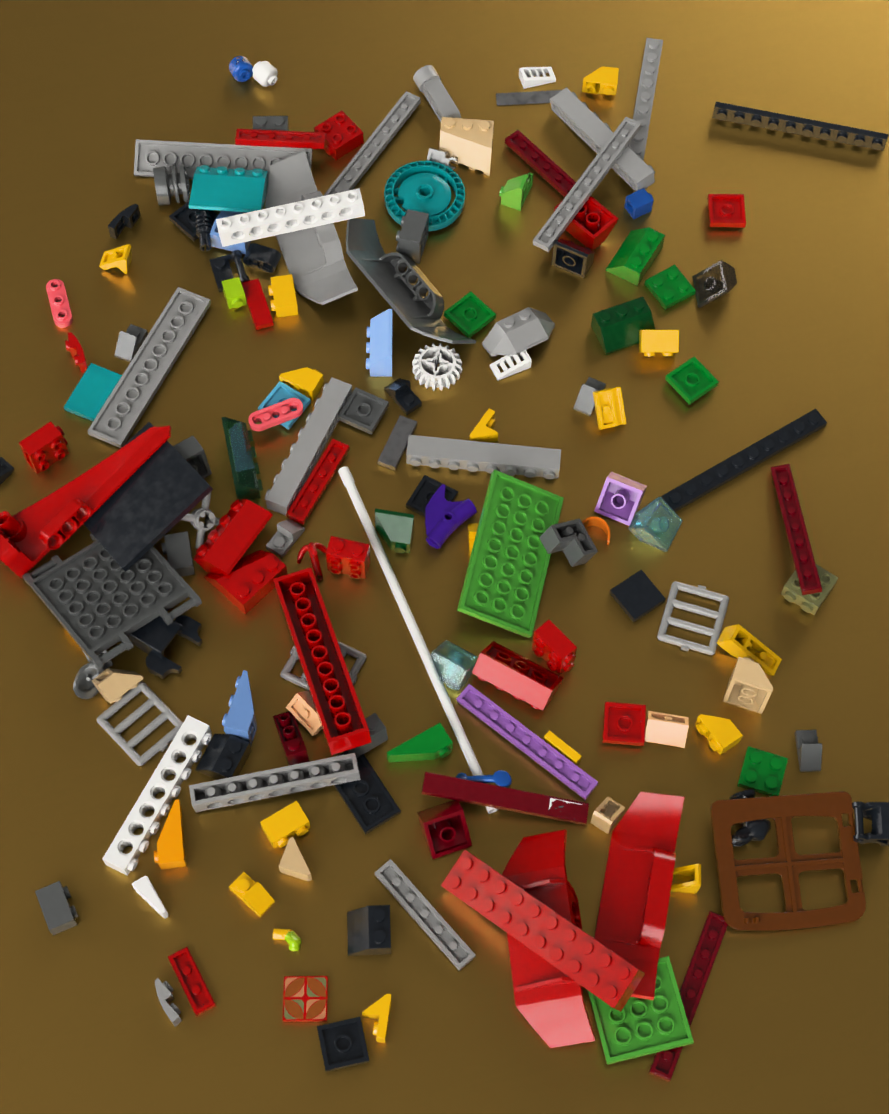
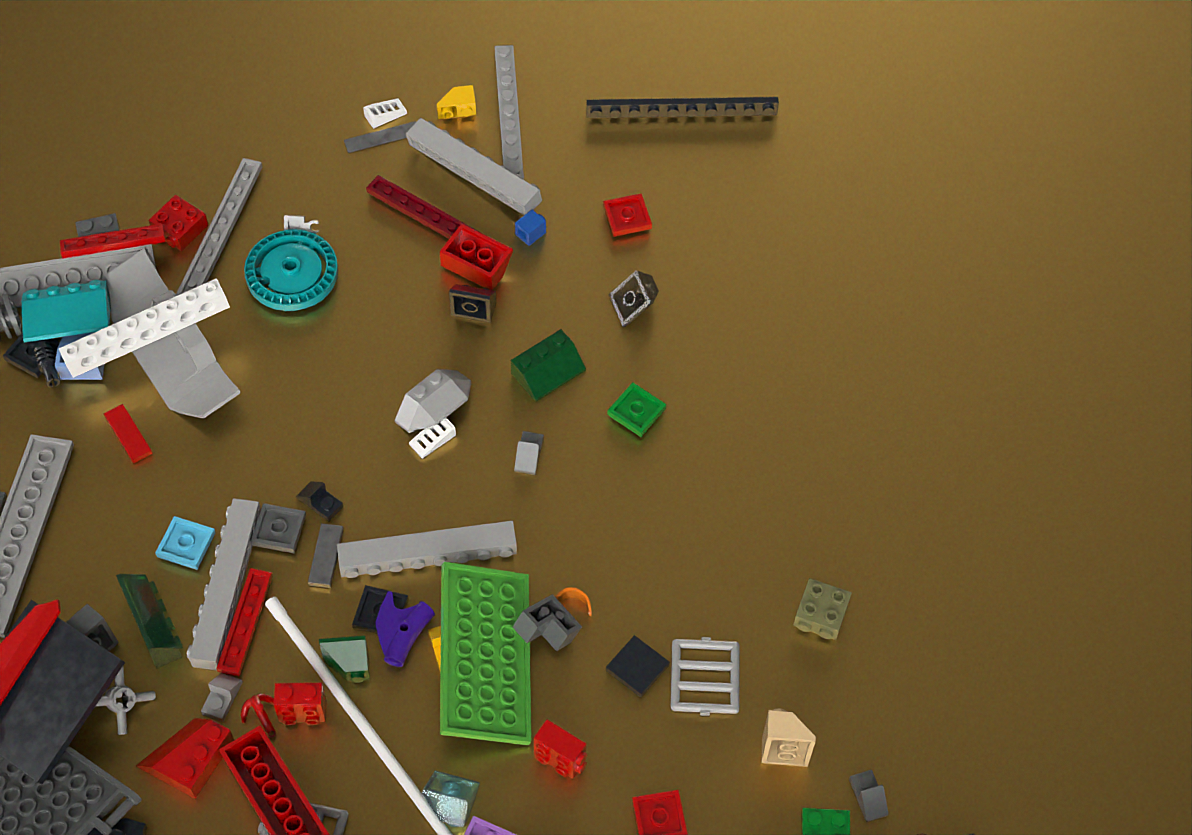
camera: 15 degrees left, 5 degrees down
(179, 553) = (100, 745): dark grey brick -> none
(222, 270) = (81, 407): black plate -> none
(232, 537) = (159, 712): red slope -> none
(234, 293) = (98, 426): lime brick -> none
(241, 68) = (49, 171): blue head -> none
(262, 257) = (121, 379): black beam -> none
(265, 73) = (78, 171): white head -> none
(267, 414) = (185, 549): coral plate -> none
(284, 296) = (156, 417): yellow brick -> none
(304, 381) = (202, 509): yellow slope -> none
(380, 345) = (280, 448): light blue slope -> none
(398, 286) = (285, 377): dark grey piece -> none
(413, 235) = (288, 318): dark grey brick -> none
(426, 362) = (362, 463): white gear -> none
(436, 94) = (280, 157): light grey beam -> none
(468, 141) = (325, 199): tan wedge -> none
(469, 315) = (373, 391): green plate -> none
(484, 429) = (420, 519): yellow slope -> none
(516, 191) = (392, 242): bright green slope -> none
(517, 675) = (525, 792): slope -> none
(586, 184) = (469, 220): light grey plate -> none
(609, 407) = (554, 461): yellow plate -> none
(620, 498) = (591, 560): medium lavender slope -> none
(636, 255) = (542, 284): green slope -> none
(656, 524) = (638, 580): clear light blue slope -> none
(659, 342) = (590, 374): yellow brick -> none
(666, 729) = (708, 811): light nougat panel -> none
(669, 287) = (587, 311): green plate -> none
(719, 731) = (766, 799): yellow slope -> none
(742, 644) = (770, 695): yellow slope -> none
(744, 460) = (714, 487): black plate -> none
(796, 530) = (792, 550): dark red tile -> none

